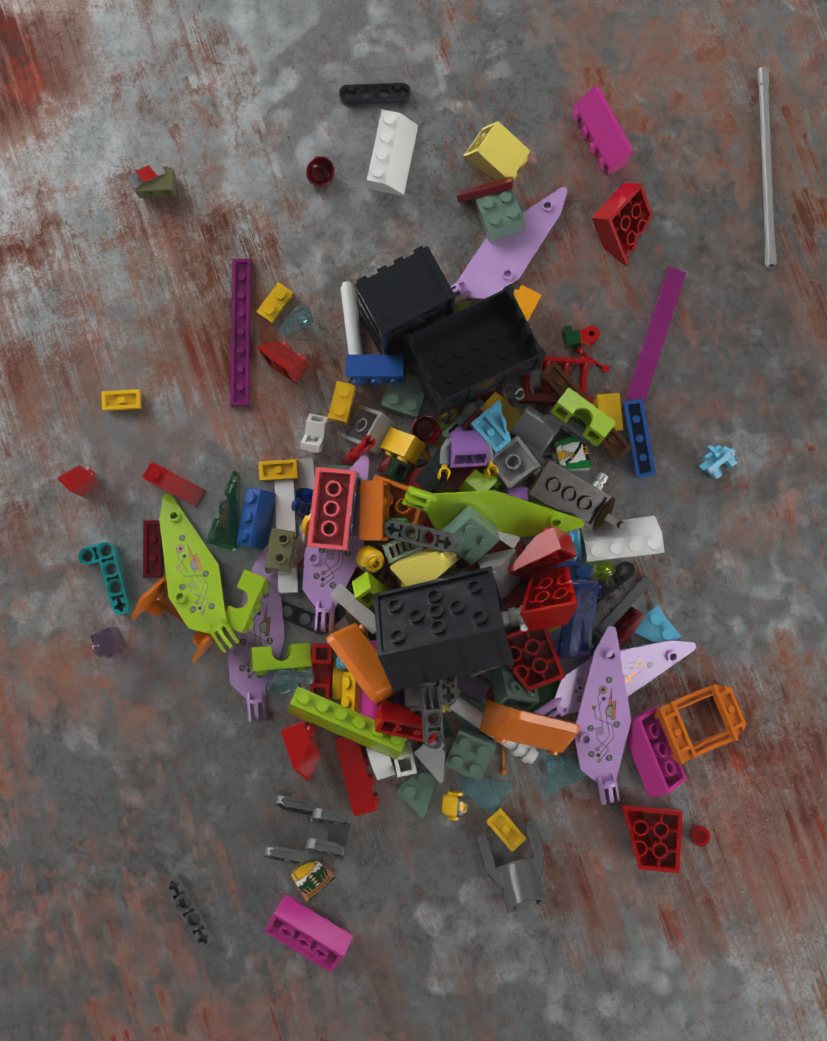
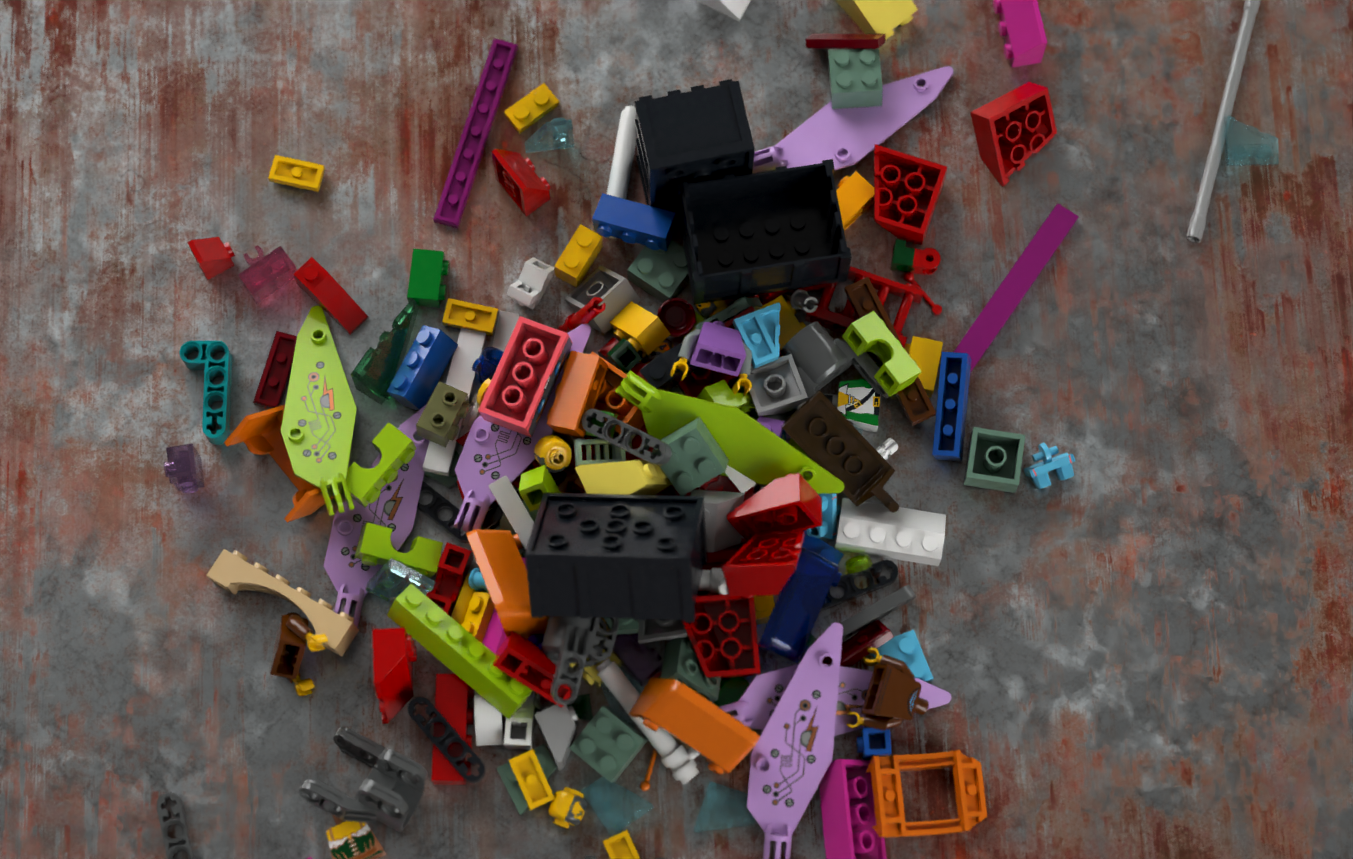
camera: 15 degrees right, 10 degrees down
(122, 480) = (267, 273): none -> clear pink brick
(225, 751) = (290, 647): none -> reddish brown torso
(239, 450) = (427, 277): none -> green brick
(250, 731) = (236, 575): none -> tan arch
(354, 788) = (444, 741): none -> black beam
(423, 794) = (531, 779): none -> yellow plate
(561, 290) = (905, 193): none -> red wedge
(655, 696) = (874, 743): none -> blue brick
(658, 662) = (890, 695): none -> reddish brown torso
(679, 467) = (994, 459): none -> sand green brick
(791, 185) = (1248, 145): none -> clear light blue wing

